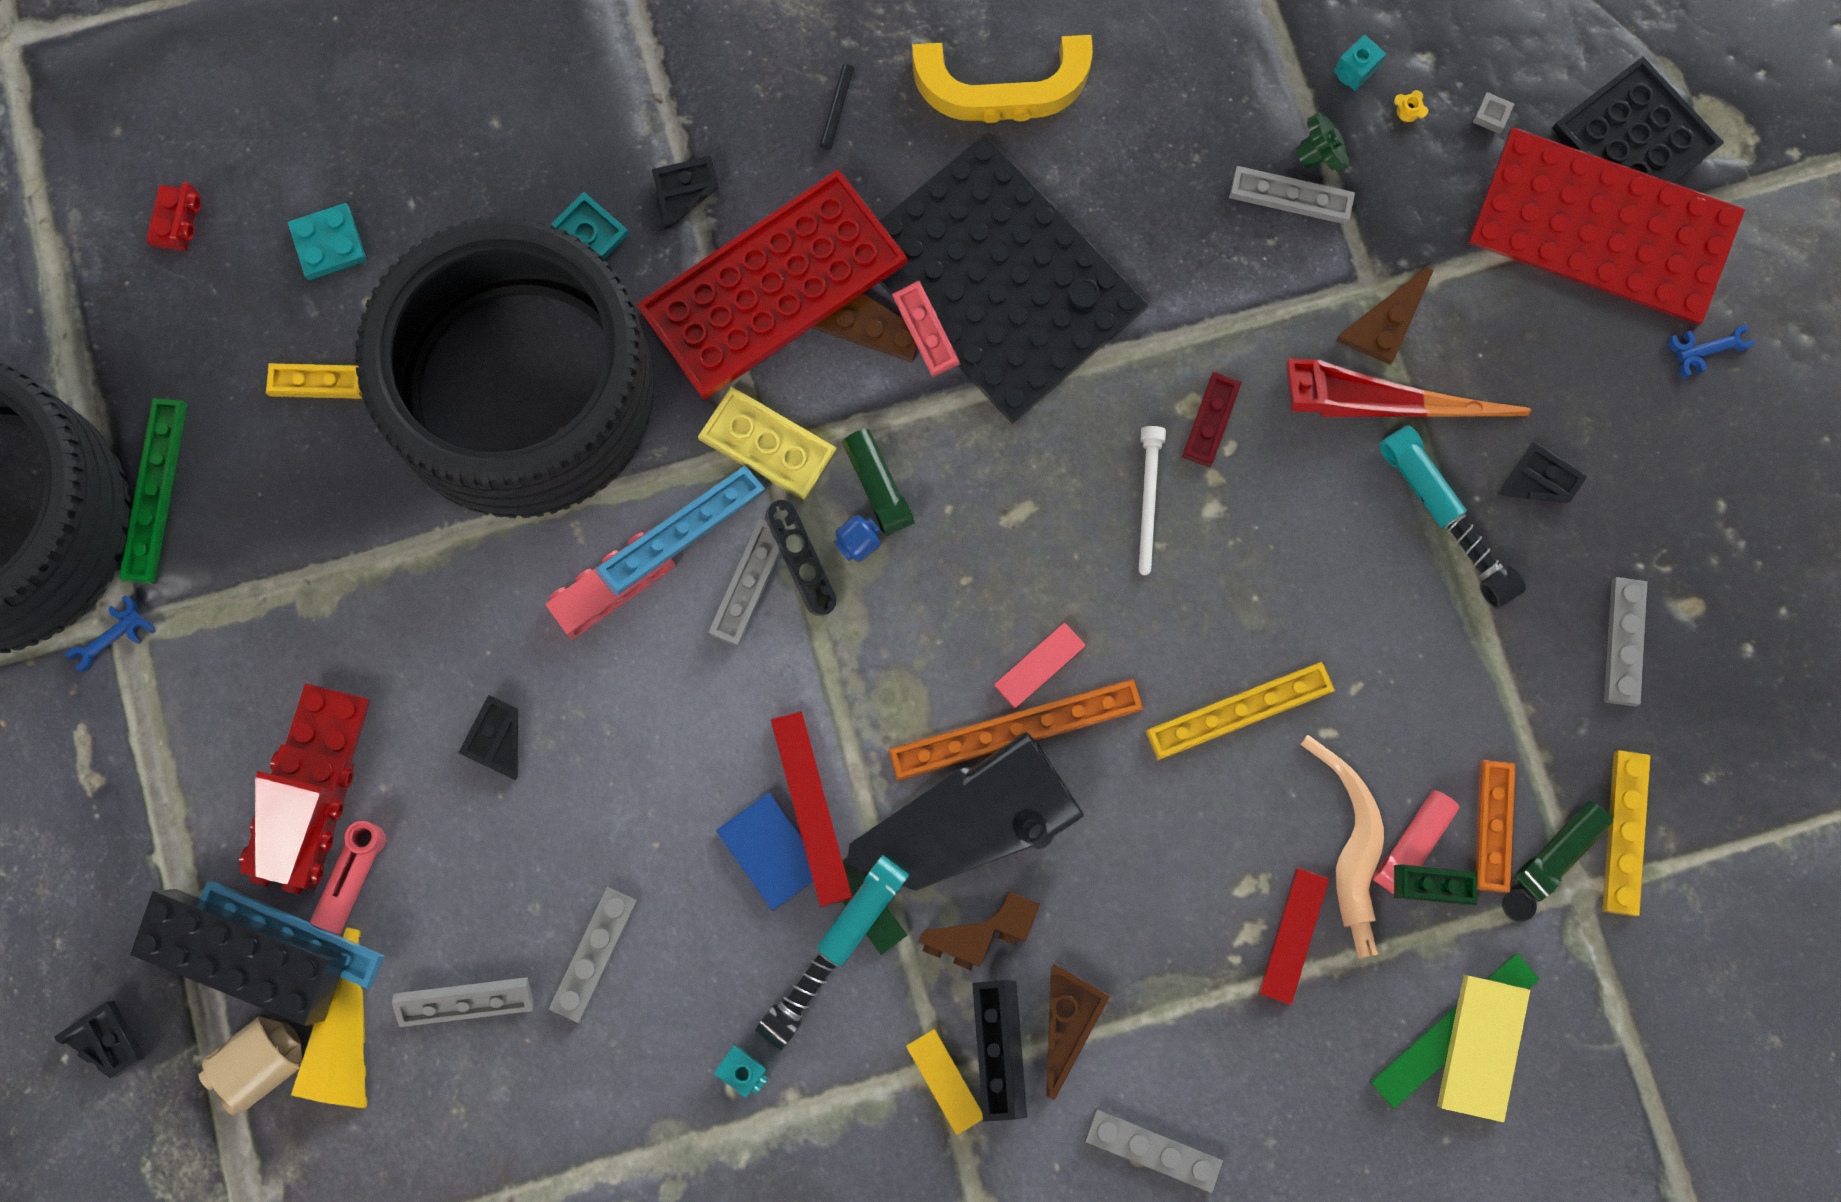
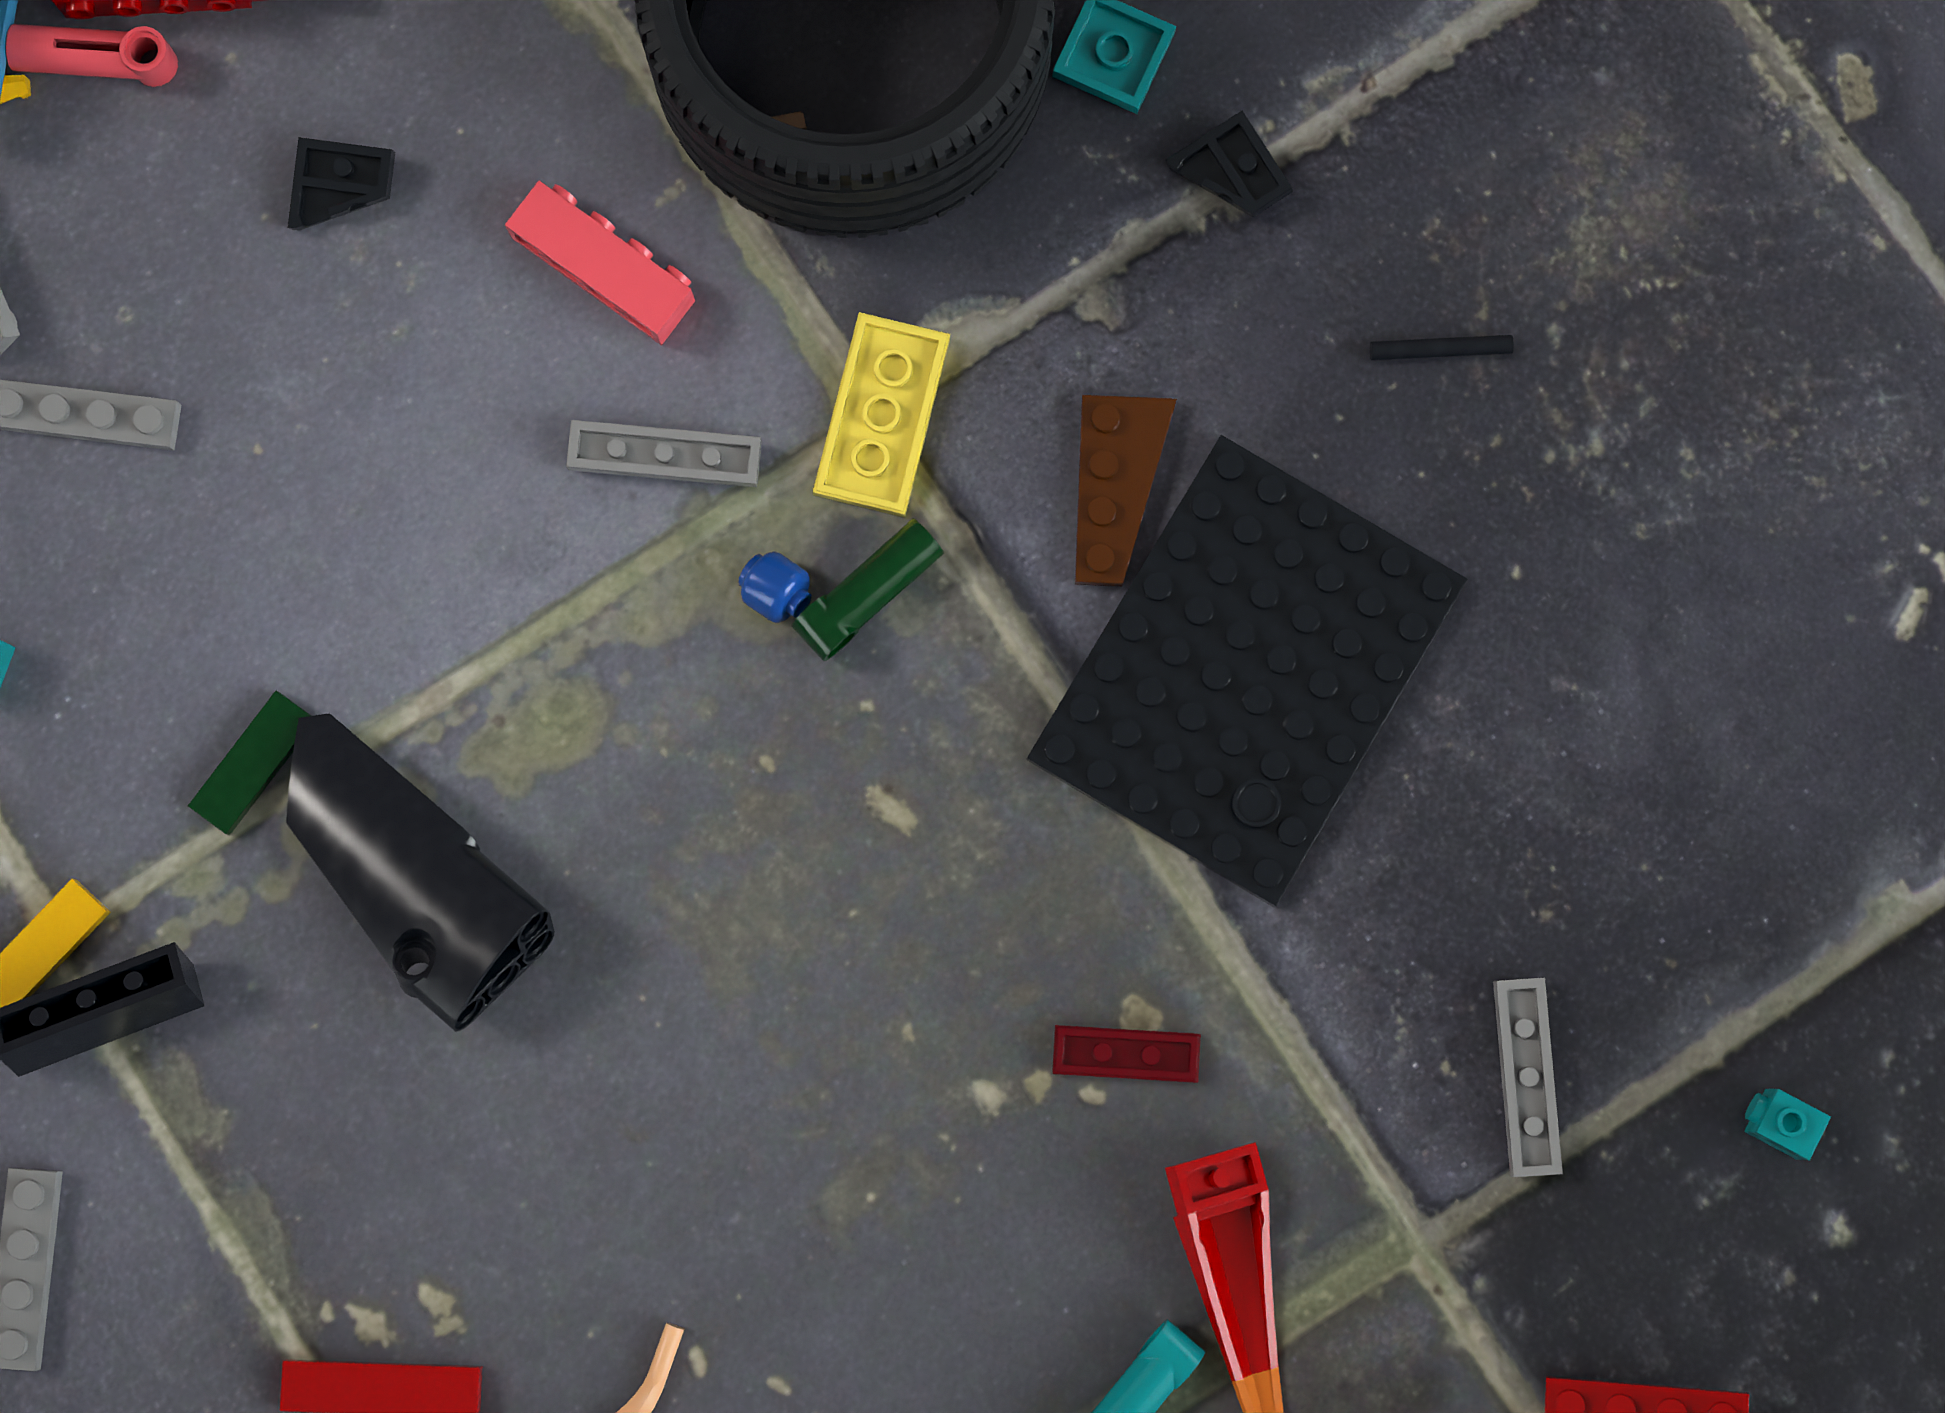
camera: 75 degrees right, 5 degrees up
(679, 531) = (700, 331): dark azure plate -> none
(768, 850) = (290, 608): blue tile -> none
(771, 284) = (1120, 341): red plate -> none
(805, 556) = (716, 511): black beam -> none
(811, 809) = (362, 644): red tile -> none
(834, 949) = (171, 737): piece -> none
(925, 329) = (1123, 585): coral tile -> none
(970, 941) = (239, 922): reddish brown arch -> none
(992, 735) = (571, 906): orange tile -> none
(1006, 100) = (1531, 593): yellow arch -> none
(1039, 665) = (669, 906): coral tile -> none
(1072, 1015) = (177, 1100): reddish brown wing -> none
(1152, 440) = (1061, 974): white piece -> none
(1239, 711) = (690, 1220): yellow tile -> none
(1323, 145) = (1623, 1104): dark green plant -> none
(1384, 326) = (1361, 1280): reddish brown wing -> none
(1407, 113) = (1729, 1222): yellow plate -> none
(1493, 113) = (1776, 1360): light grey plate -> none

